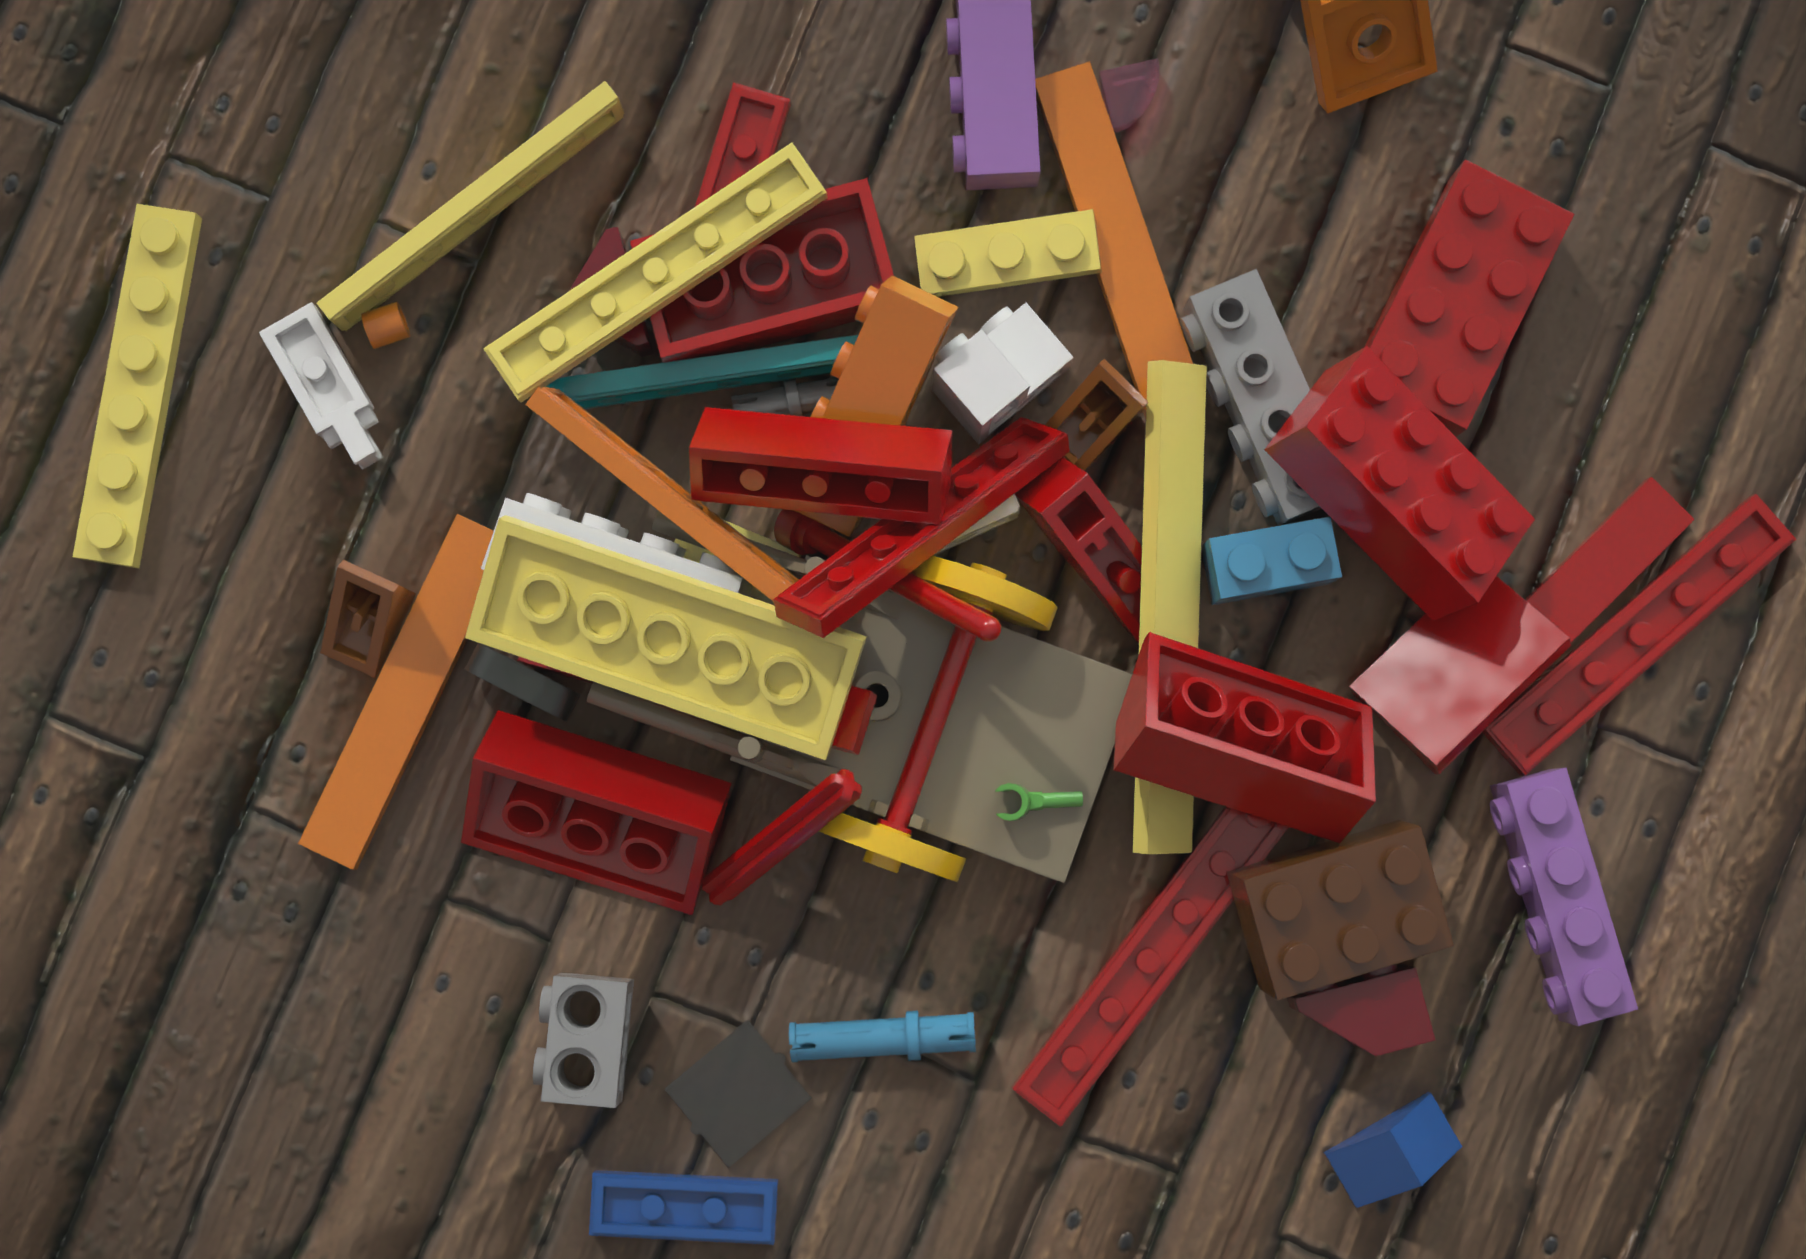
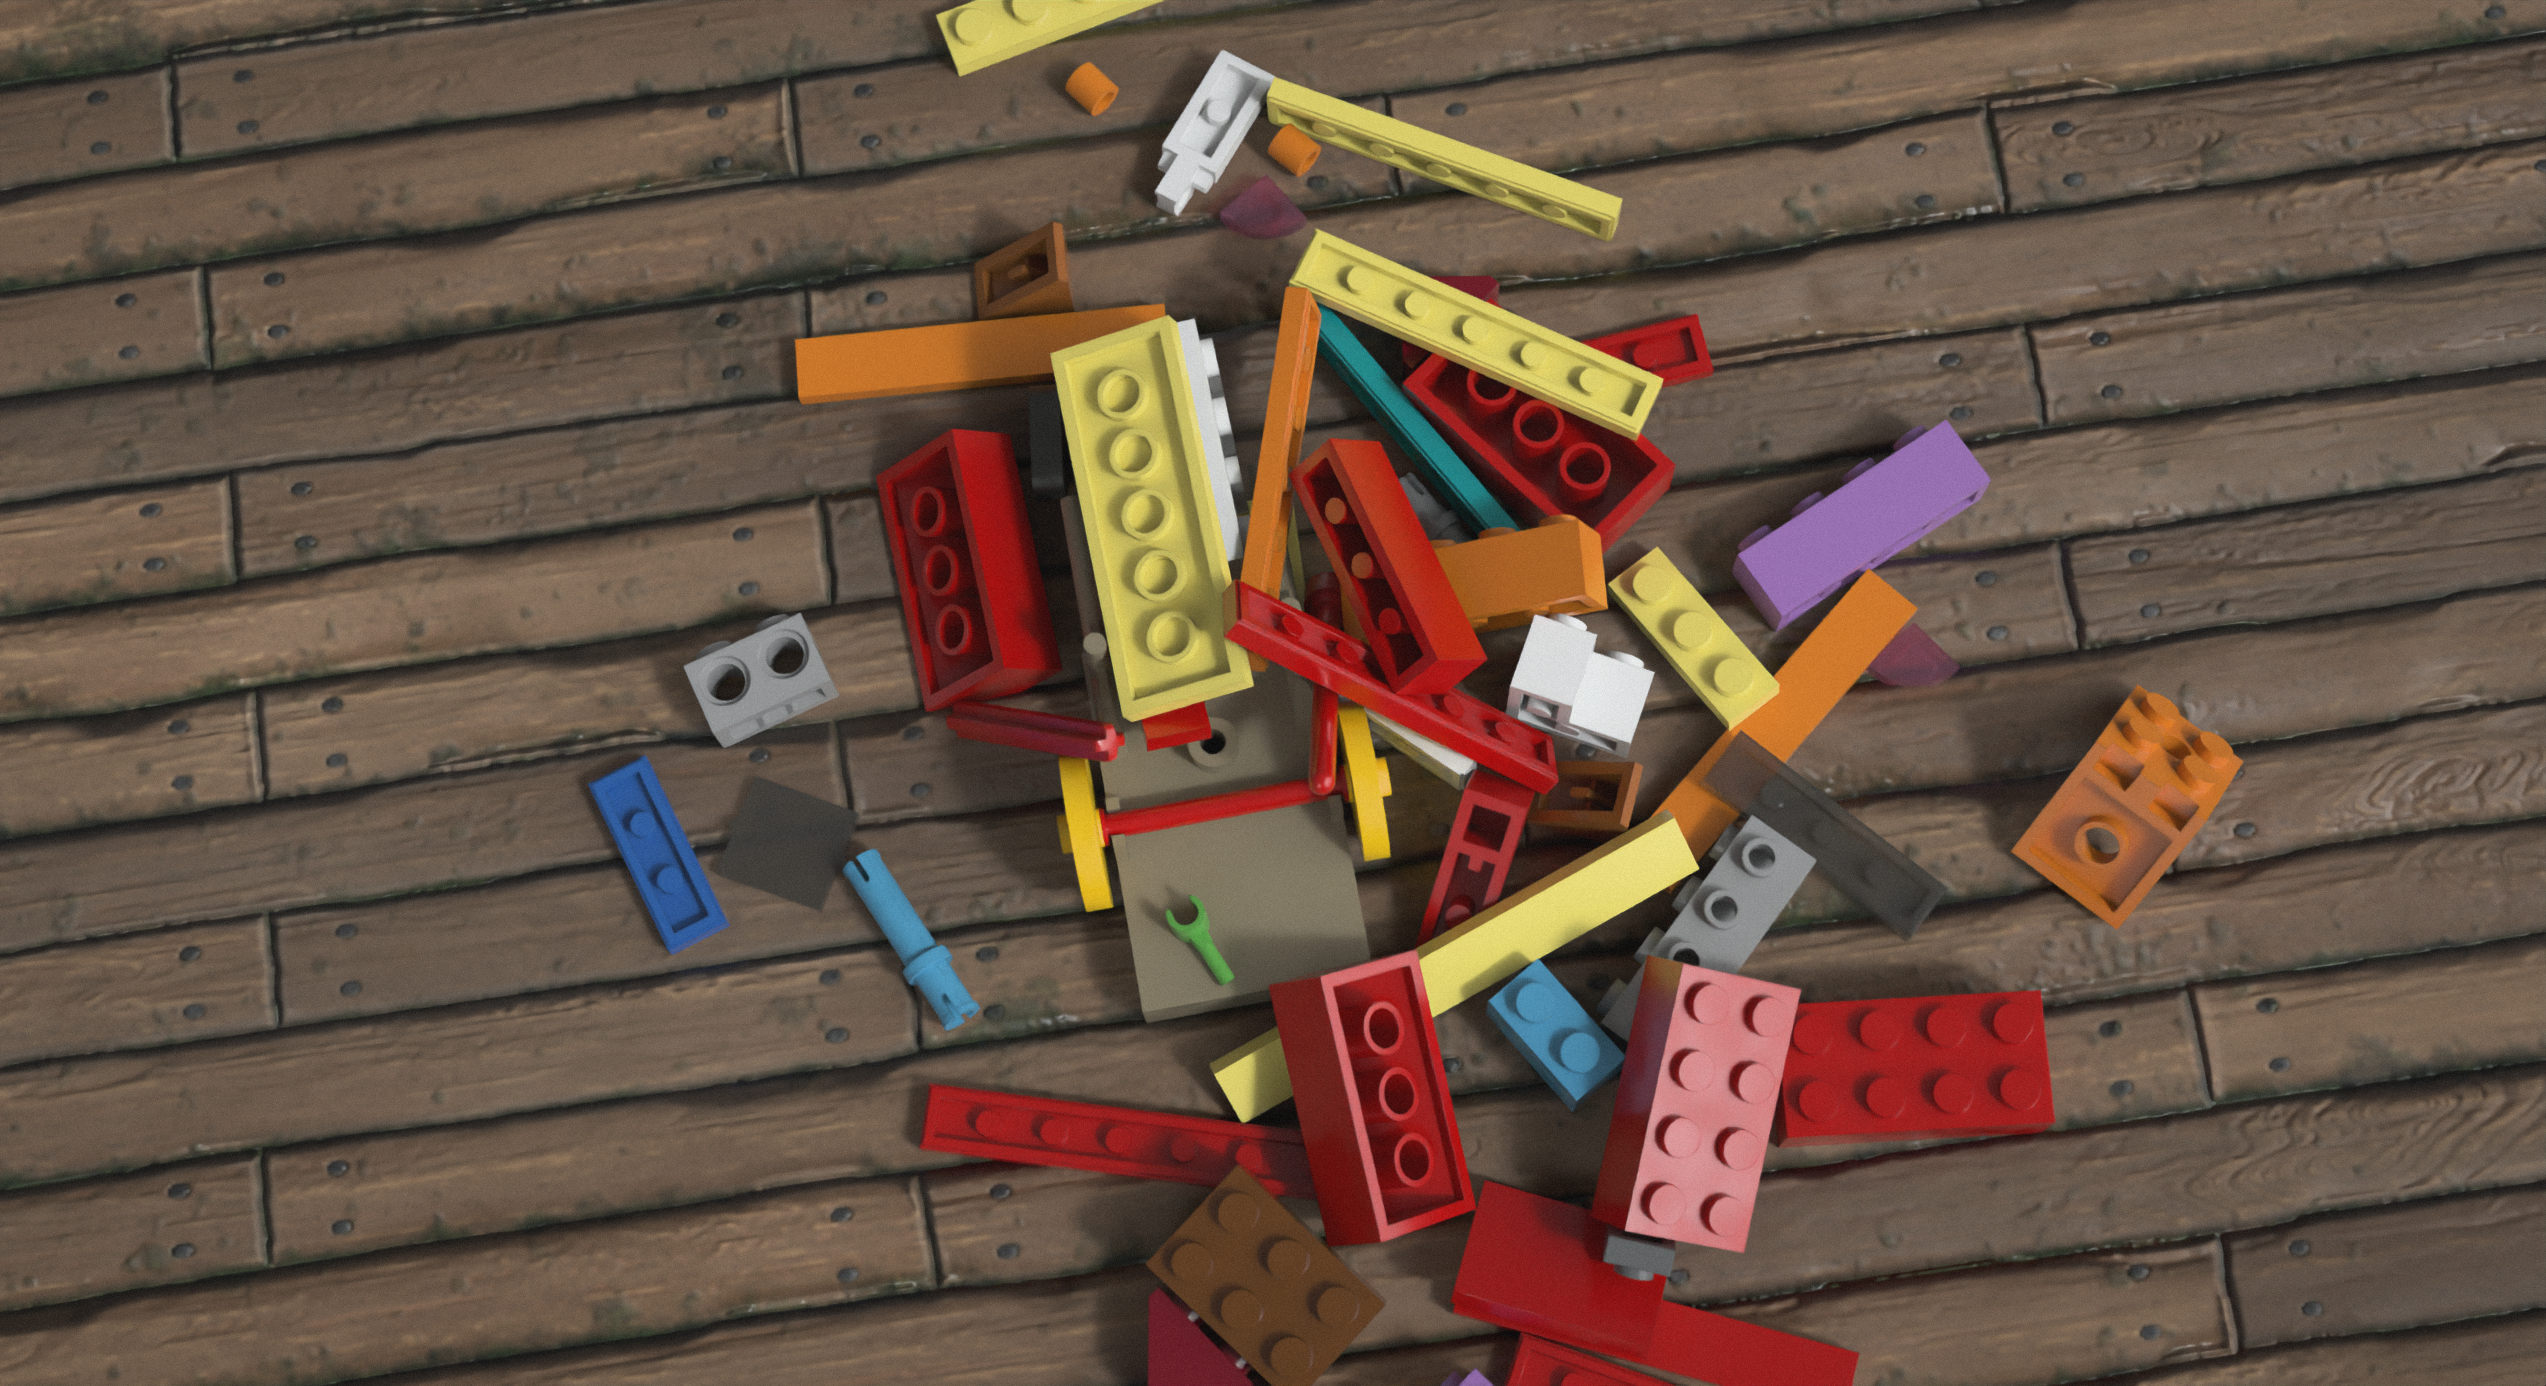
camera: 65 degrees right, 10 degrees down
(223, 462) = (1091, 88): none -> orange piece
(424, 383) = (1263, 212): none -> clear pink tile
(1218, 253) = (1845, 849): none -> clear smoke tile
(1495, 605) = (1638, 1254): none -> dark grey plate

